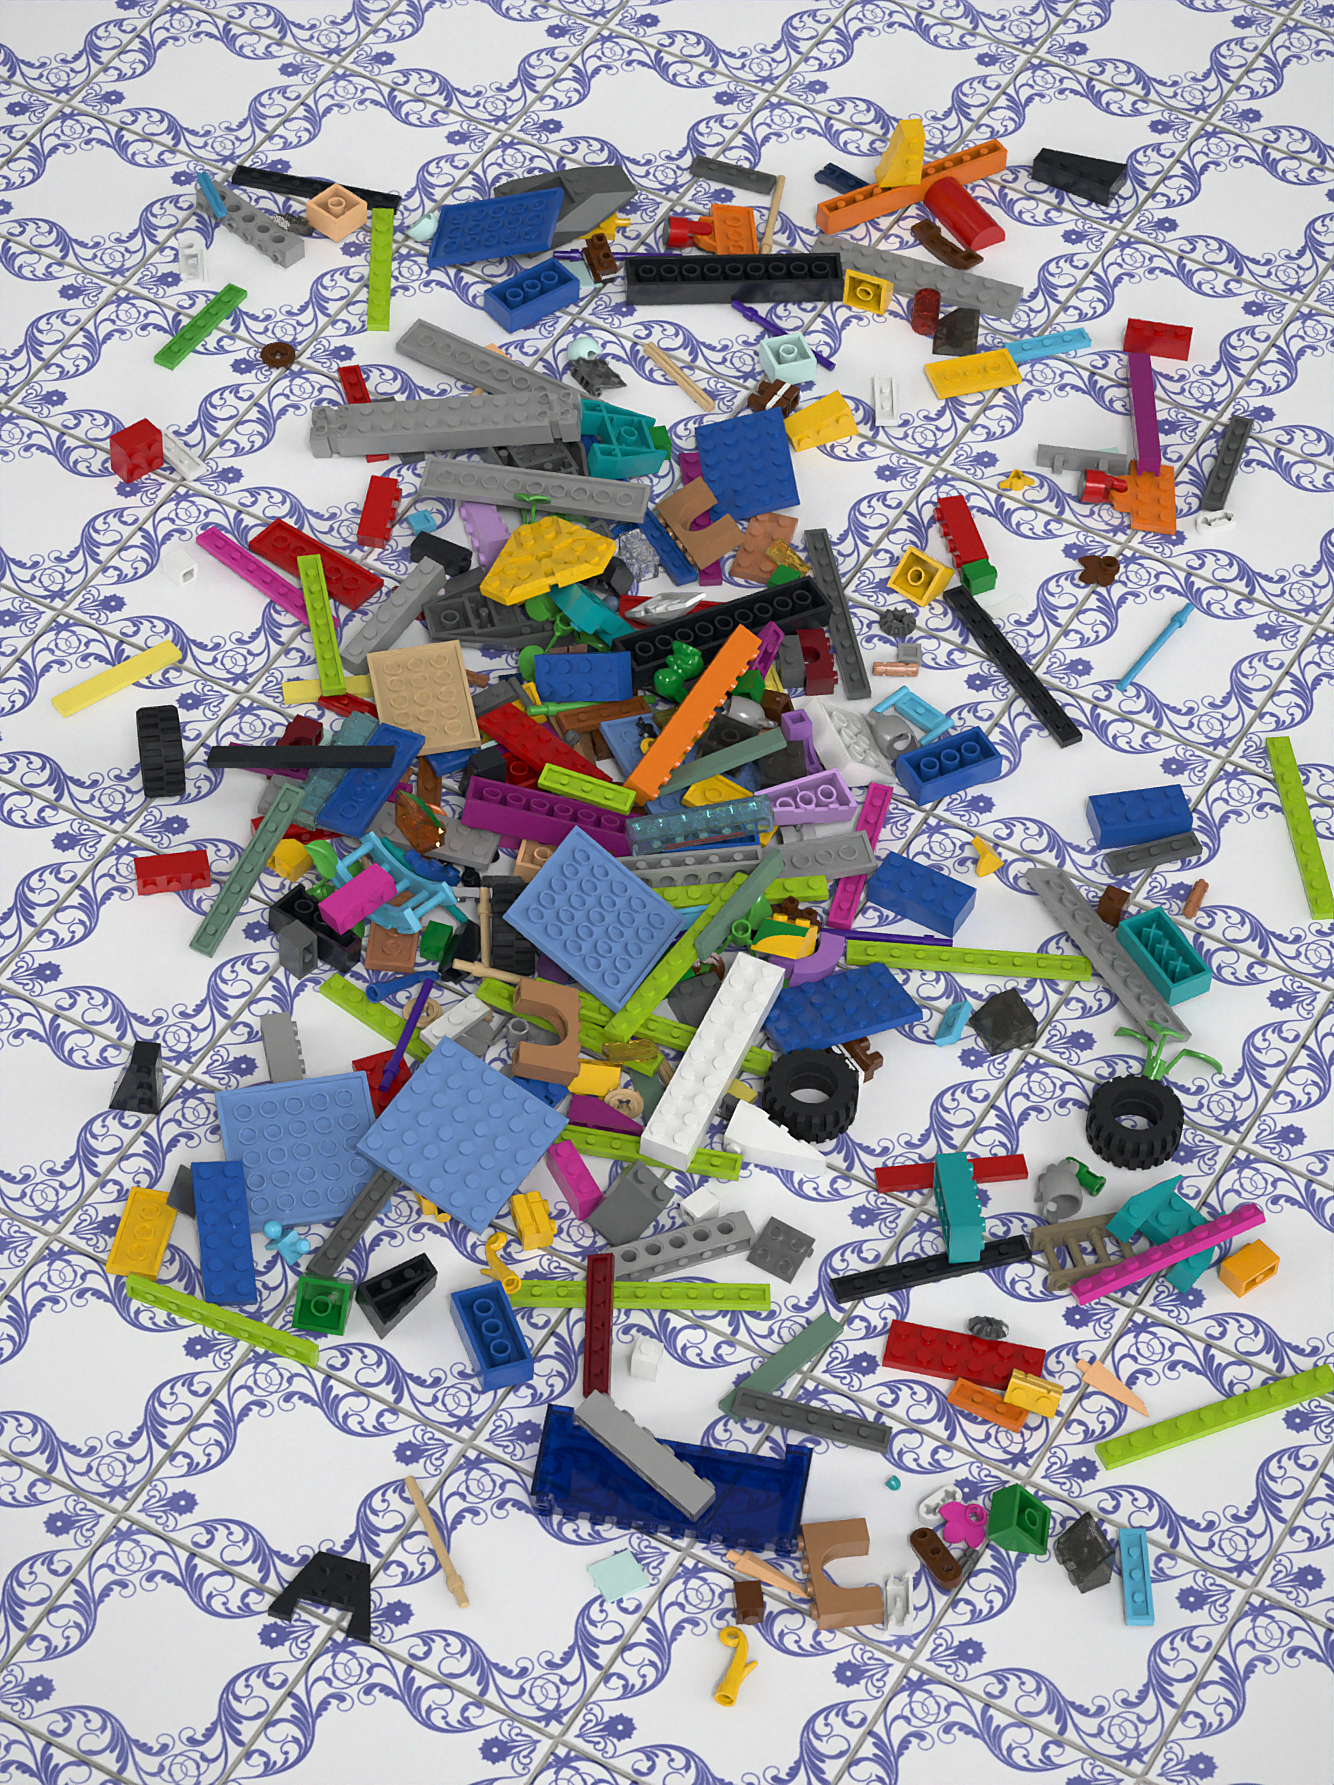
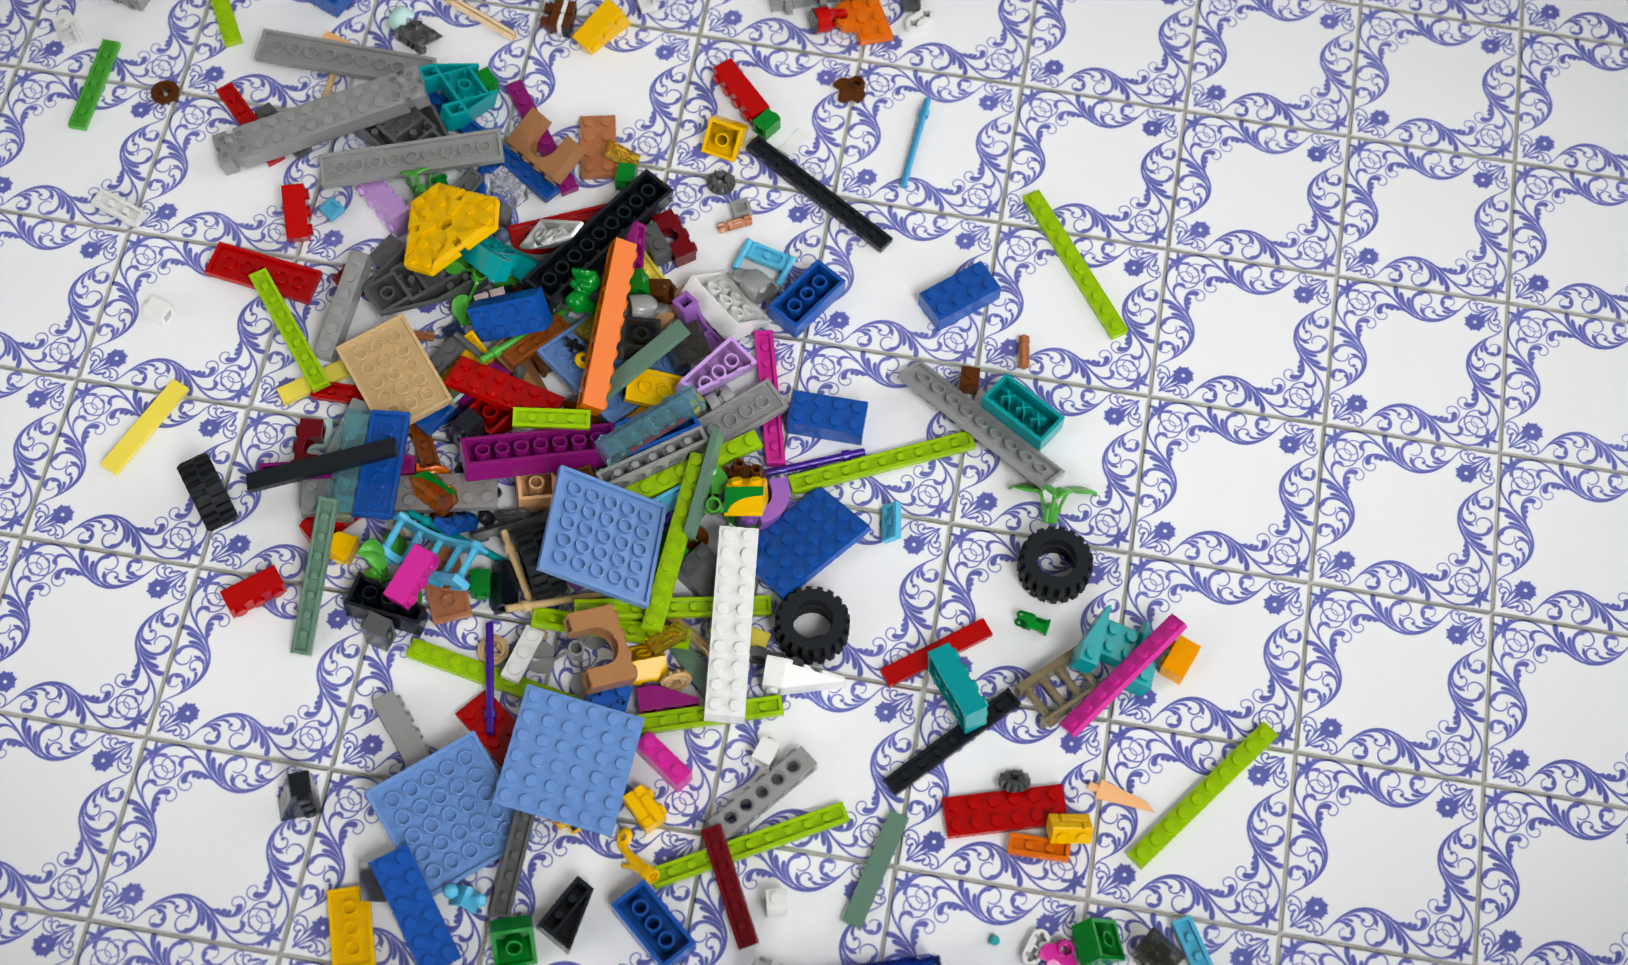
camera: 20 degrees left, 15 degrees up
(136, 450) = (86, 217): red brick -> none
(256, 573) = (220, 296): dark pink plate -> none
(380, 990) = (455, 646): blue plant -> none
(451, 556) = (357, 234): black brick -> none
(630, 1205) = (714, 772): dark grey slope -> none
(747, 464) = (561, 81): blue plate -> none
(781, 1250) = (838, 767): flat silver hinge -> none
(812, 1420) = (917, 910): dark grey plate -> none
(840, 623) = (681, 199): dark grey plate -> none
(856, 1056) = (832, 580): reddish brown hips -> none
(989, 858) = (864, 367): yellow tile -> none
(1004, 1023) = (928, 509): clear smoke slope -> none
(1016, 481) = (763, 30): yellow piece -> none
(1061, 1187) = (1022, 642): light grey piece -> none
(1153, 853) = (980, 323): dark grey plate -> none

